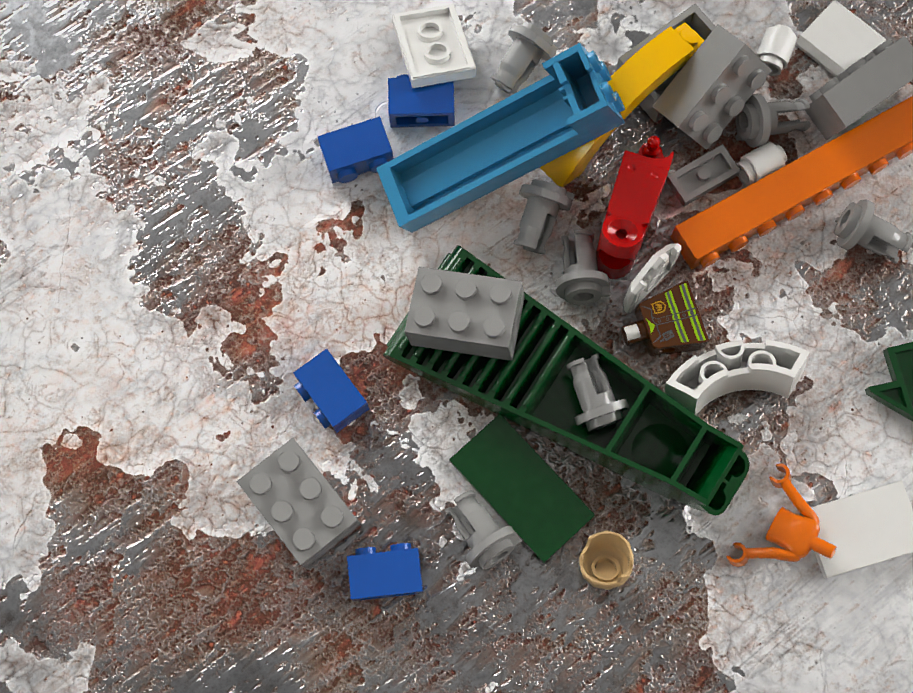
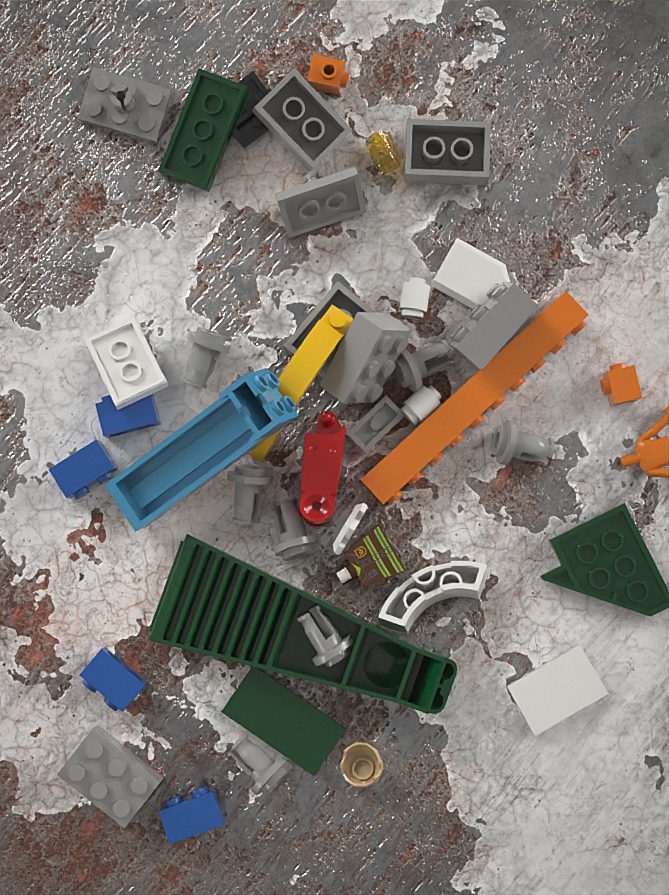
camera: 15 degrees left, 10 degrees up
(465, 313) = (205, 599): light grey brick -> none
(788, 530) = (499, 707): orange piece -> none

